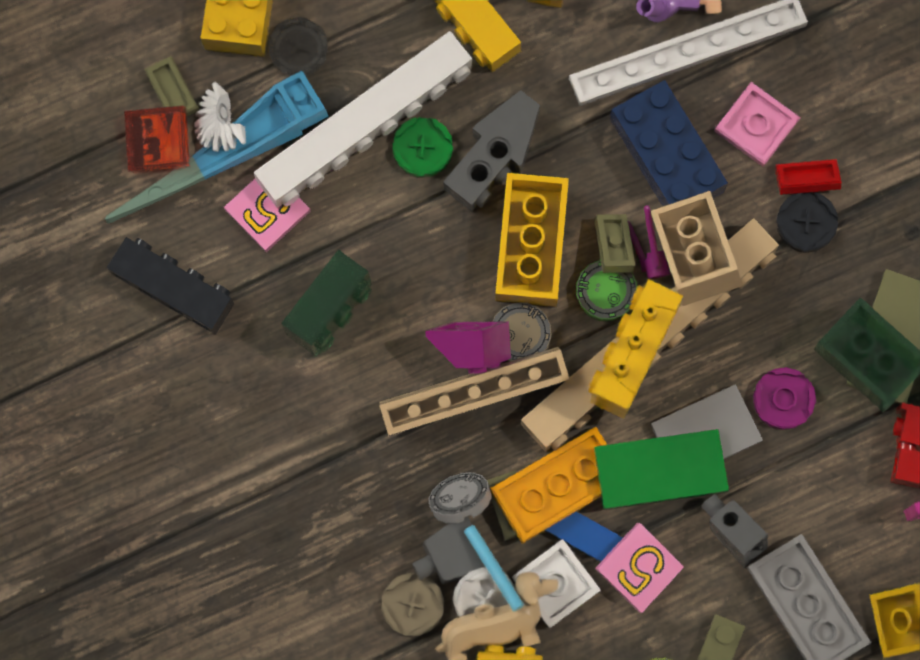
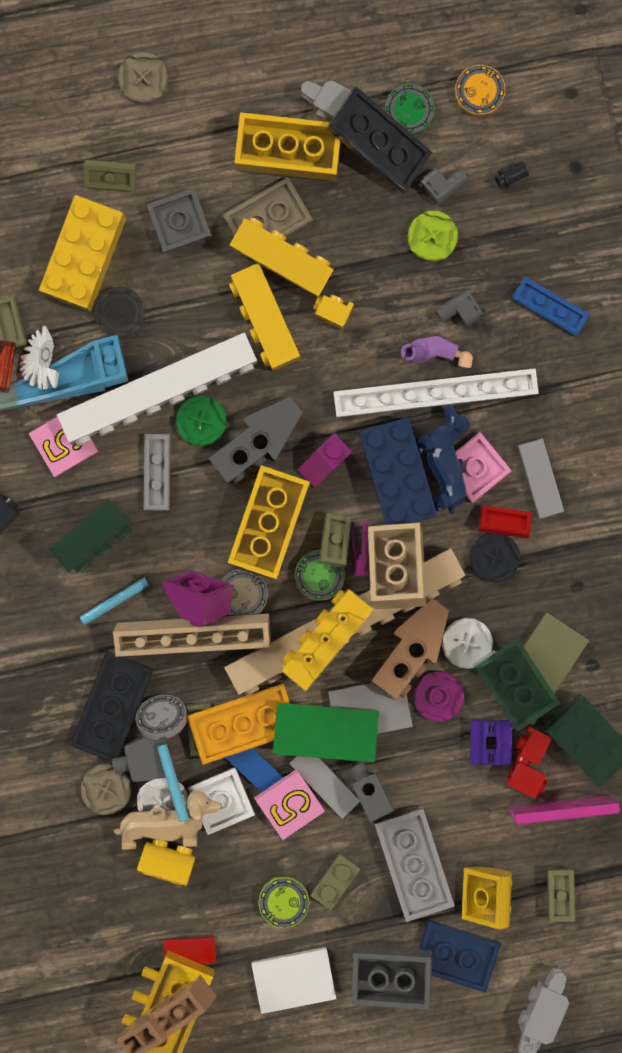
camera: 10 degrees right, 10 degrees up
(370, 378) = (114, 601): none -> medium azure bar
(385, 217) = (157, 471): none -> light grey tile
(396, 504) = (112, 706): none -> black tile
(580, 154) = (324, 460): none -> magenta slope
(676, 534) = (326, 784): none -> light grey tile
(719, 121) = (444, 461): none -> dark blue animal
(746, 322) = (422, 628): none -> medium nougat brick
(799, 327) = (466, 642): none -> white tile
(836, 119) = (540, 478): none -> light grey tile
(844, 429) = (490, 728): none -> dark purple piece

